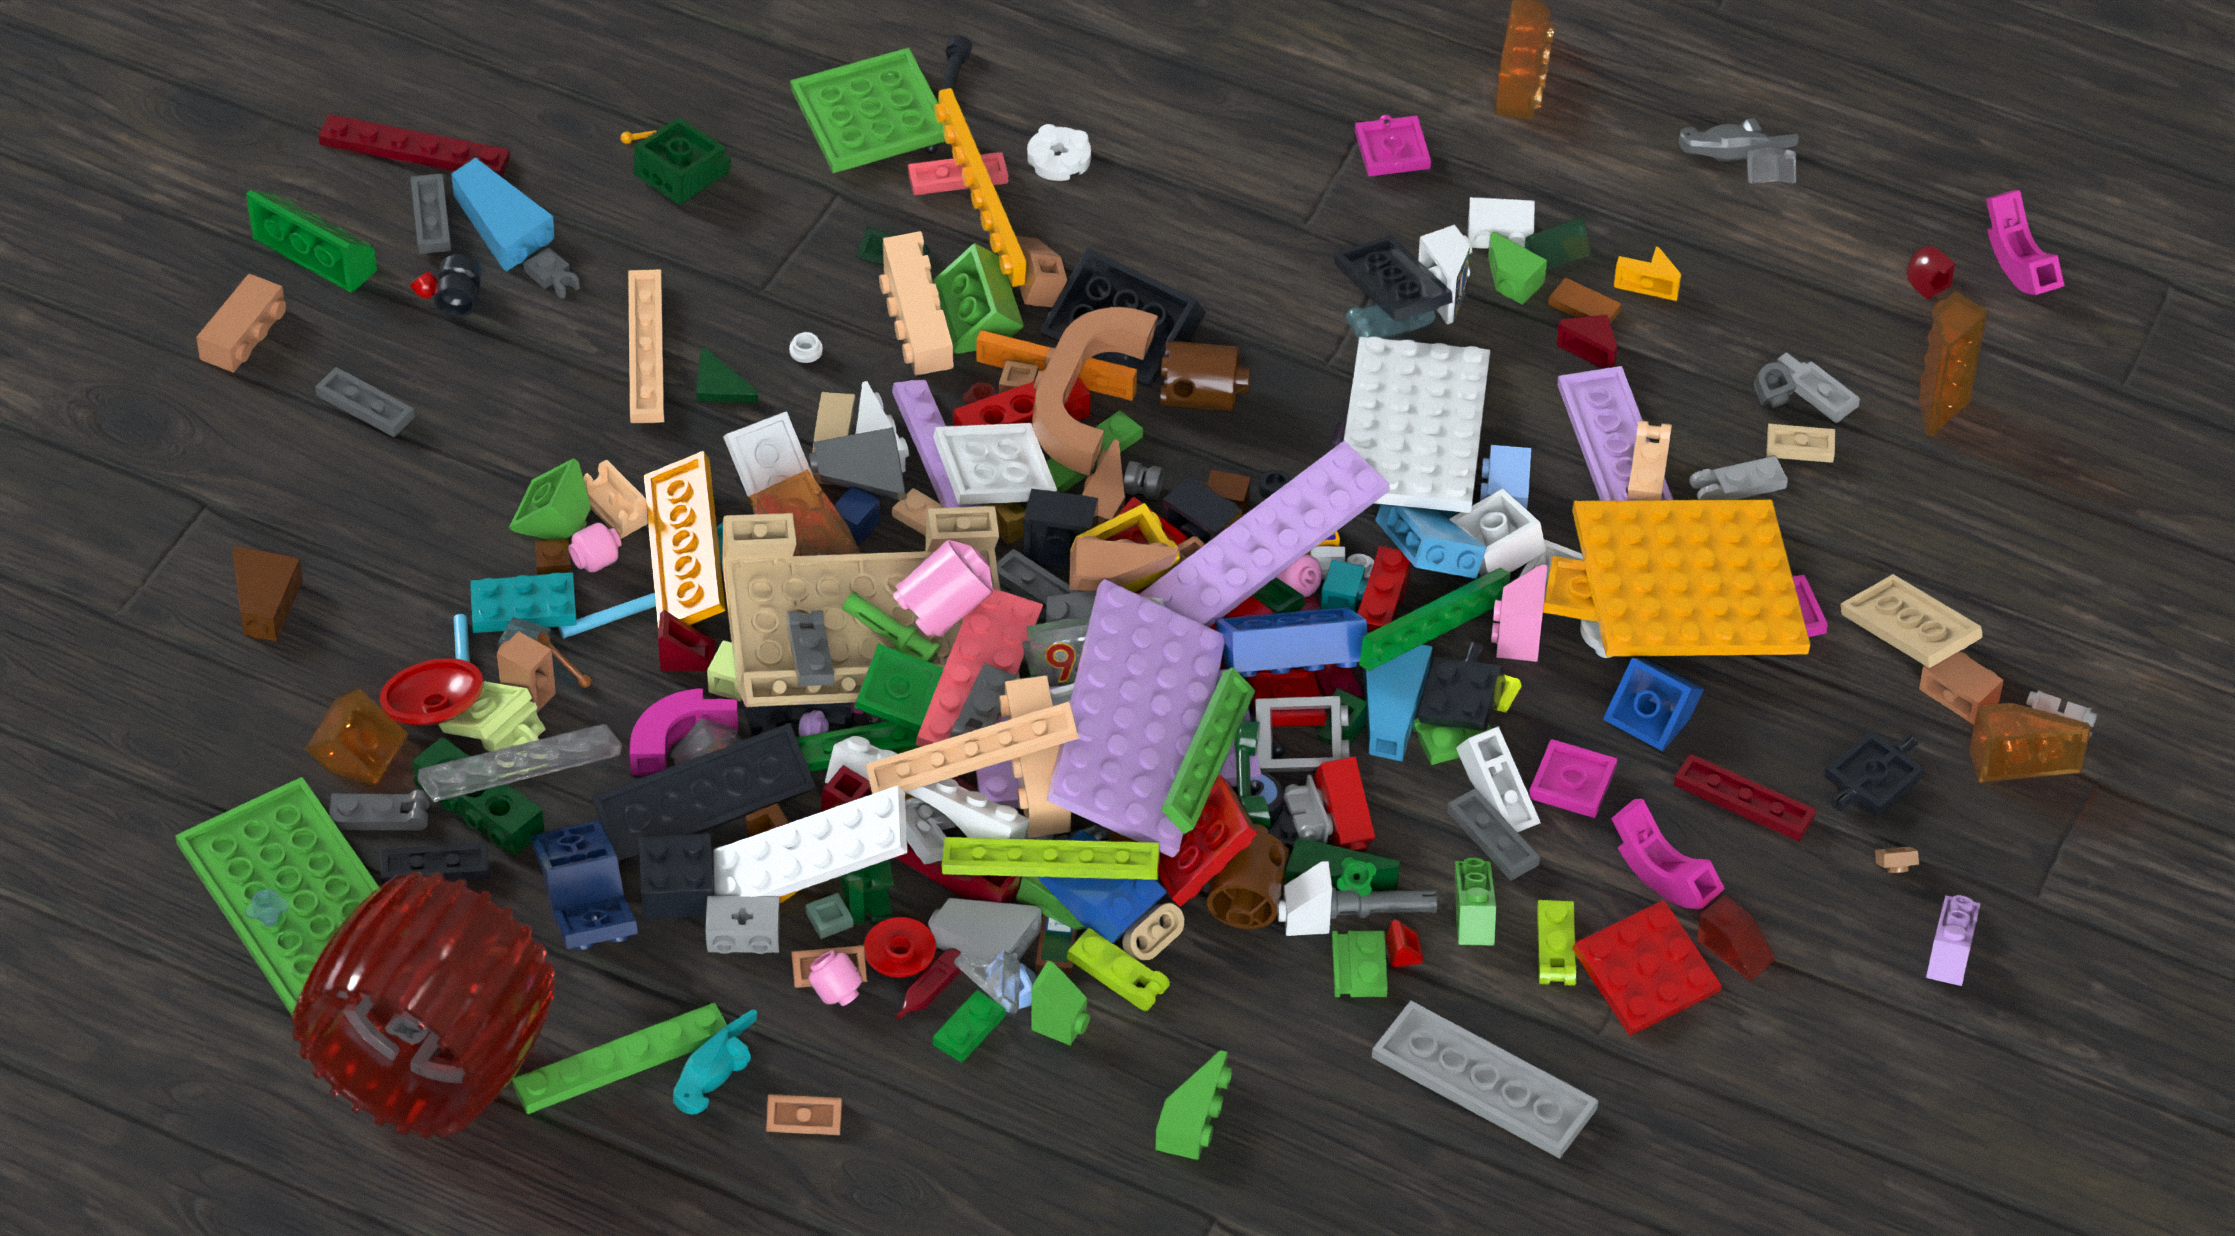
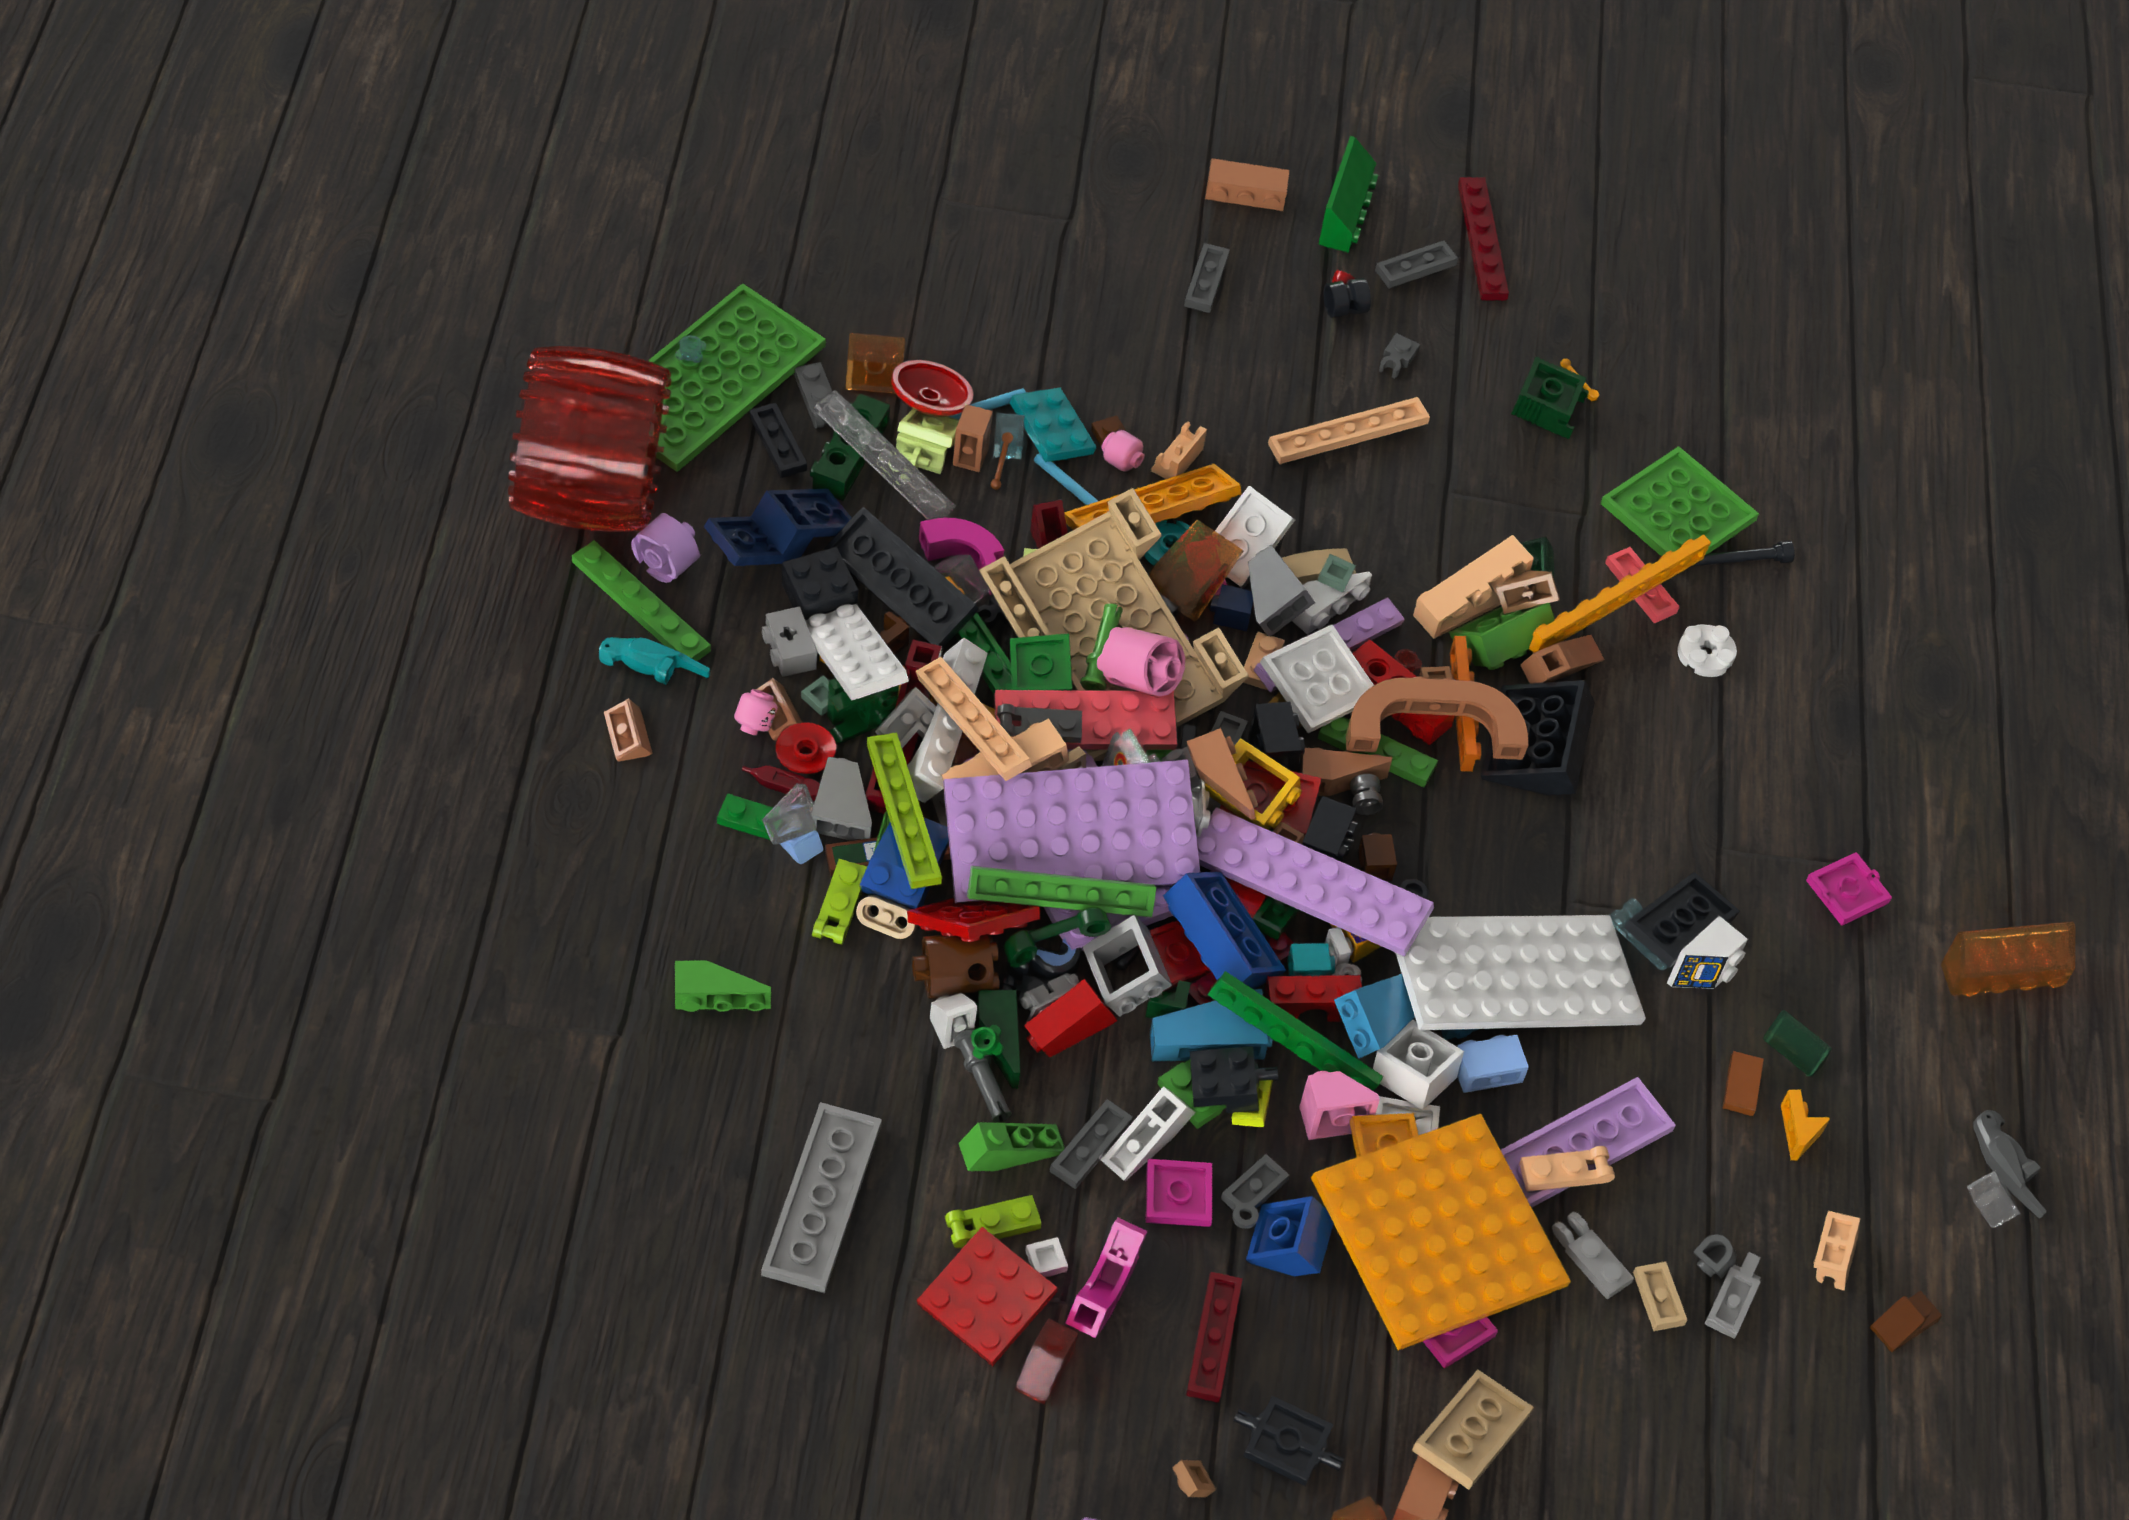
camera: 65 degrees right, 5 degrees up
(265, 590) = (992, 270): reddish brown slope -> none
(501, 214) = (1434, 305): dark azure slope -> none
(554, 504) = (1154, 416): bright green slope -> none
(576, 1004) = (666, 547): none -> lavender brick
(720, 382) = (1337, 487): dark green tile -> none
(805, 347) = (1400, 533): white plate -> none
(810, 648) = (1050, 594): dark grey plate -> none
(813, 723) = (1004, 631): lavender plate -> none
(862, 405) = (1336, 573): none -> sand green plate
(952, 253) = (1527, 591): none -> medium nougat slope
(1058, 1006) = (779, 863): bright green slope -> none
(1203, 376) = (1493, 803): reddish brown cylinder -> none
(1303, 575) = (1307, 928): bright pink head -> none
(1359, 964) = (915, 1076): bright green plate -> none
(1403, 945) = (946, 1104): red slope -> none
(1506, 217) = (1799, 990): white brick -> none
(1514, 269) = (1748, 1015): bright green slope -> none
(1588, 717) = (1254, 1189): none -> dark grey hinge
(1589, 339) = (1699, 1095): dark red slope -> none
(1614, 906) = (1047, 1257): none -> white plate
(1793, 291) = (1837, 1248): none -> light nougat hinge
(1877, 276) = (1905, 1320): none -> reddish brown slope
(1930, 271) = (1933, 1366): dark red brick -> none
(1950, 360) = (1788, 1384): clear orange slope -> none
(2015, 248) = (2002, 1436): dark pink arch -> none

